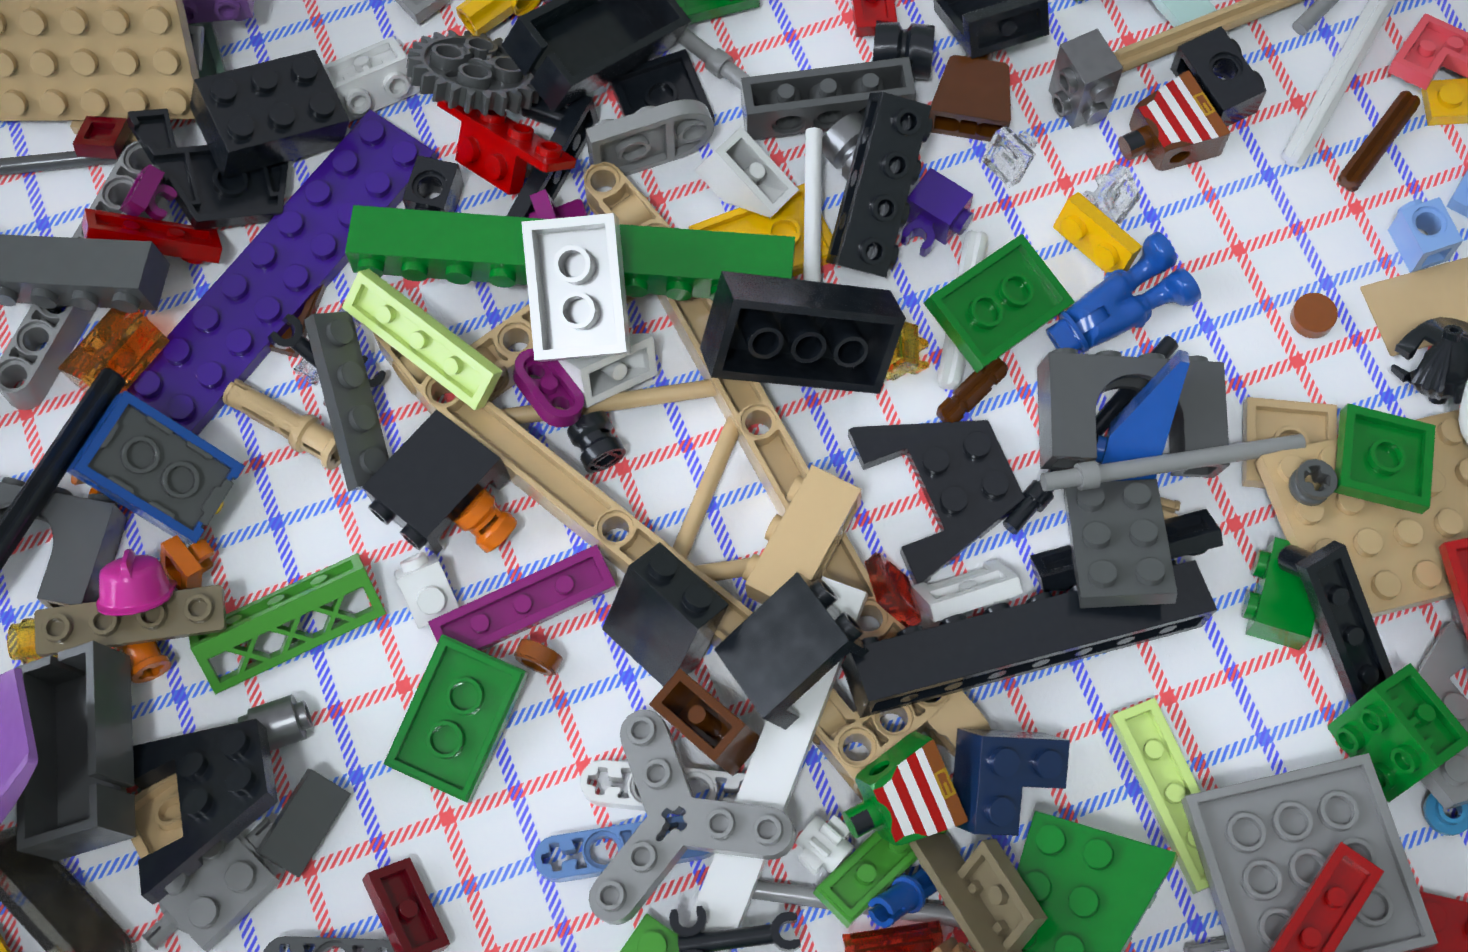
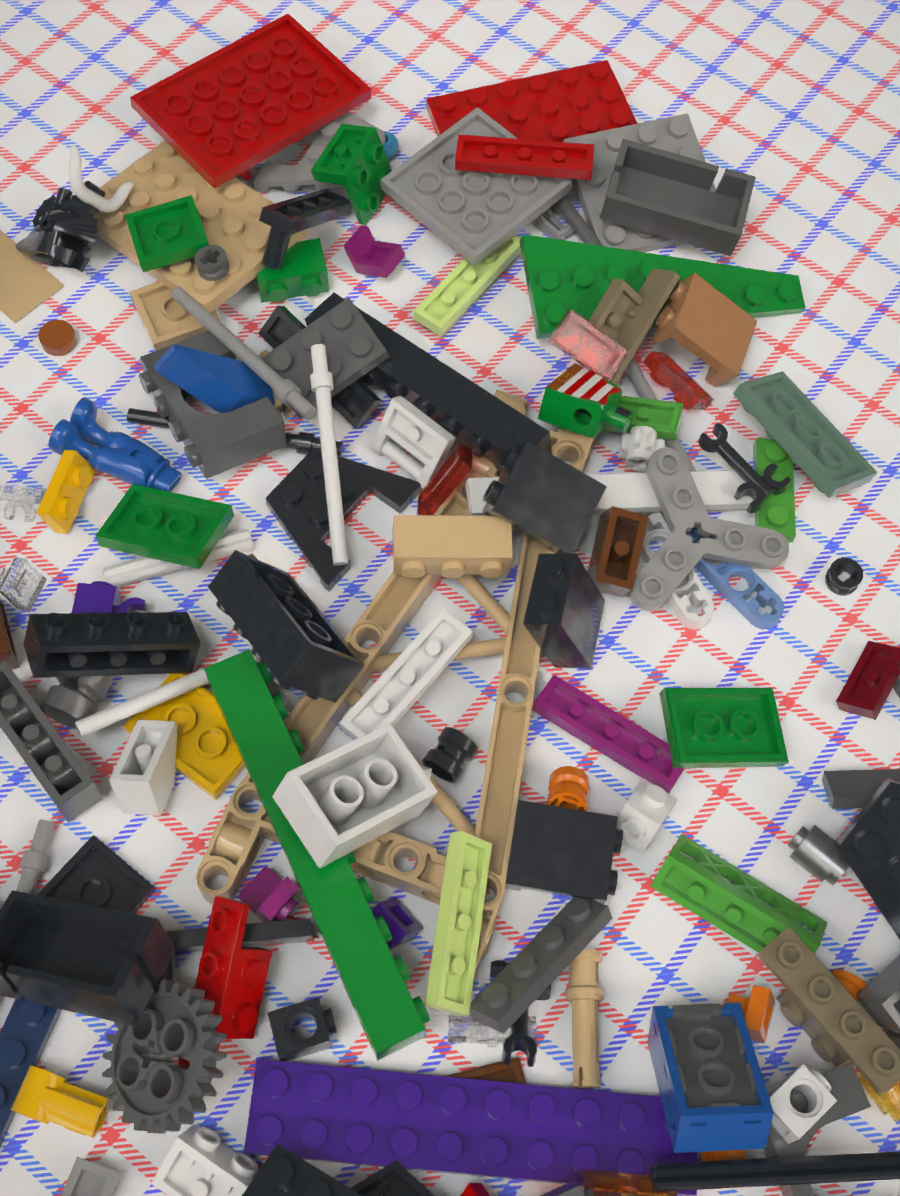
camera: 125 degrees left, 5 degrees down
(69, 507) = (786, 1119): none -> white brick
(133, 585) = (812, 1019): dark pink piece -> none
(471, 310) = (399, 921): none -> dark purple tile
(538, 657) = (642, 698): dark orange tile -> none
(550, 391) = (442, 806): magenta plate -> none
(650, 136) = (156, 864): light grey plate -> none
(689, 431) = (408, 676): none -> white plate
(904, 896) = (644, 383): blue axle -> none
(971, 392) = (244, 519): reddish brown axle -> none
(972, 835) = (588, 345): none -> clear red tile
(996, 766) = (519, 363): dark blue brick -> none
(1072, 508) = (321, 385): none -> white bar
(1266, 698) = (372, 256): none -> magenta bracket

